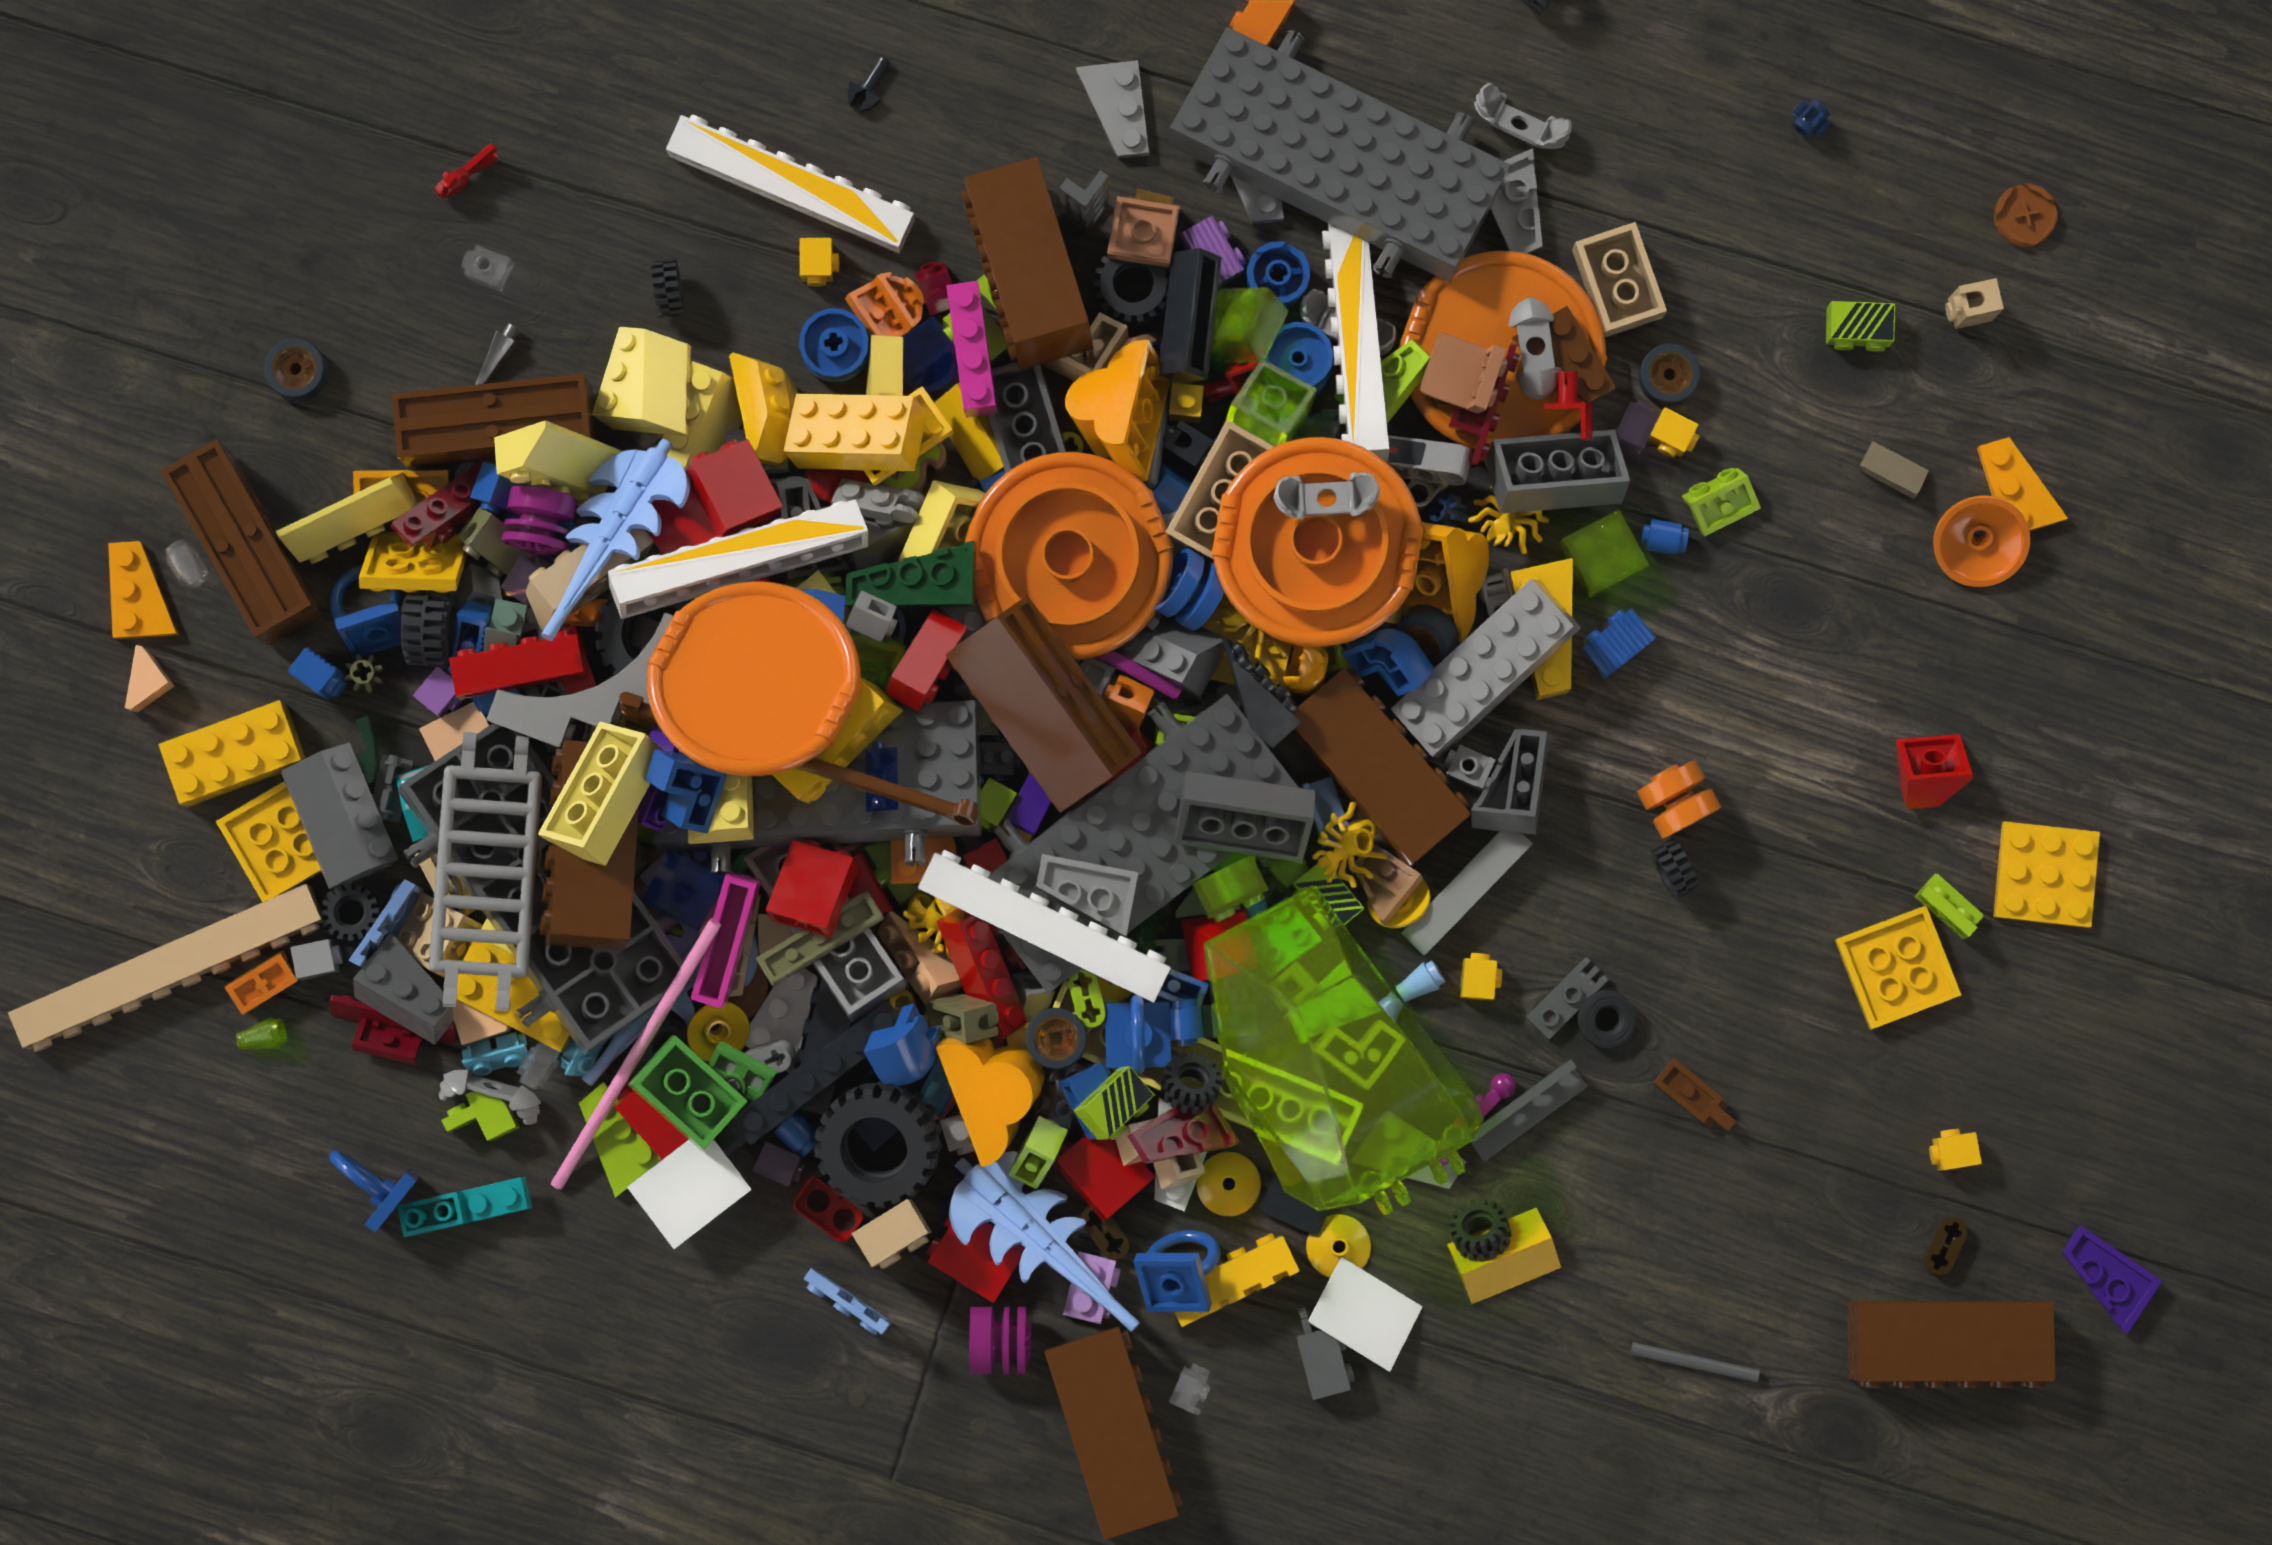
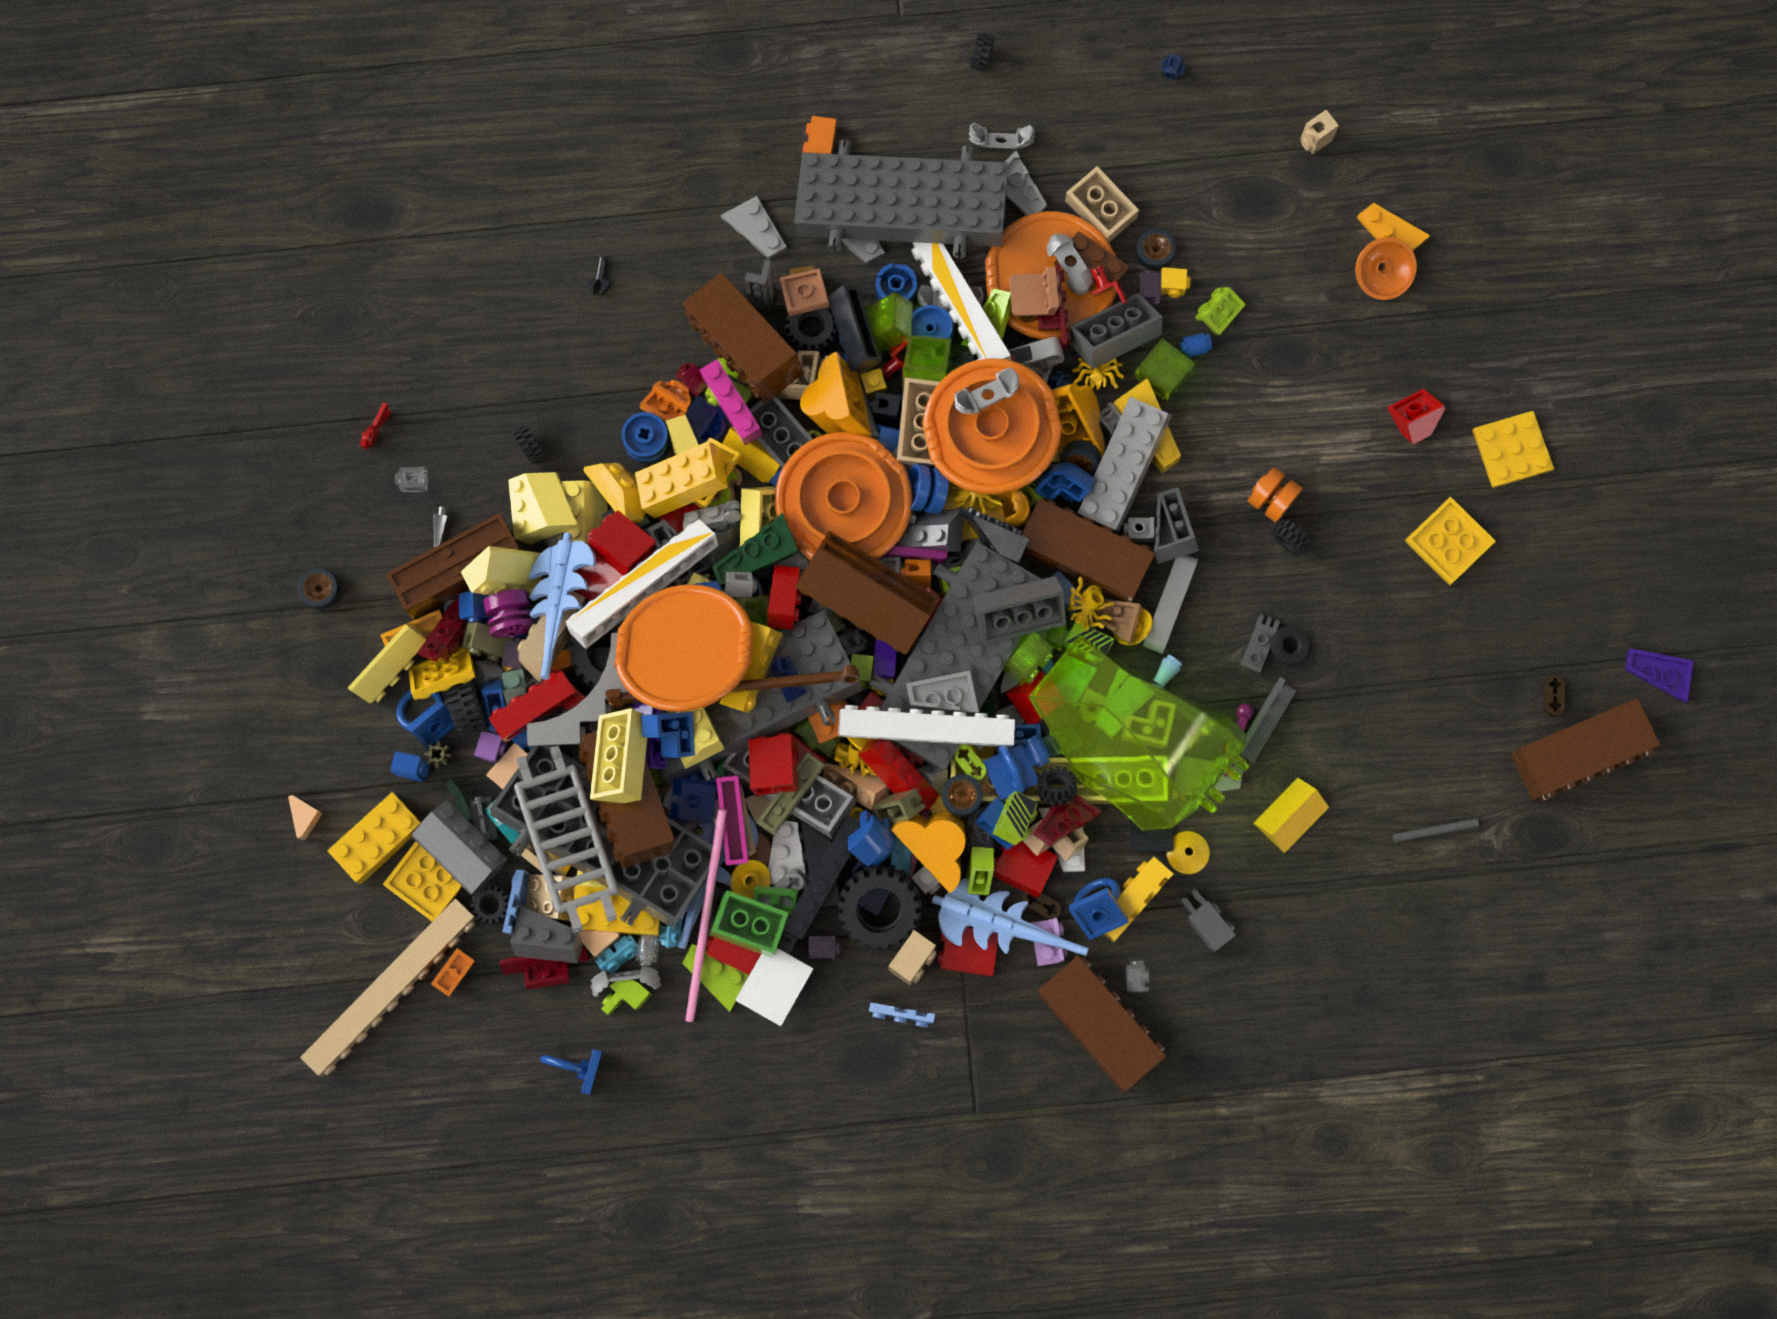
camera: 20 degrees left, 5 degrees down
(135, 595) = (275, 767): light orange wing -> none
(186, 564) = (299, 734): clear brick -> none
(242, 542) = (329, 705): reddish brown brick -> none
(264, 1035) = (467, 1004): clear neon green cone -> none
(316, 959) = (481, 943): light grey brick -> none
(464, 1206) = (638, 1057): teal slope -> none
(790, 183) = (577, 353): white brick -> none
(797, 1134) = (826, 924): blue brick -> none
(817, 261) = (613, 392): yellow brick -> none
(826, 1216) = (852, 949): red piece -> none
(998, 1340) = (1006, 997): magenta wheel -> none
(1212, 237) = (848, 277): medium lavender brick -> none
(1232, 1201) = (1104, 854): yellow dish -> none
(1365, 1314) = (1223, 885): white sticker -> none
(1480, 977) = (1202, 652): yellow brick -> none
(1484, 1244) = (1275, 813): black tyre -> none
(1617, 643) = (1196, 419): blue brick -> none
(1693, 1095) = (1362, 669): reddish brown hinge -> none
(1860, 325) = (1256, 173): brick -> none
(1893, 470) = (1313, 250): dark tan slope -> none
(1949, 906) = (1464, 492): lime bracket -> none
(1955, 1150) = (1534, 635): yellow brick -> none
(2025, 215) = (1324, 71): dark orange tile -> none

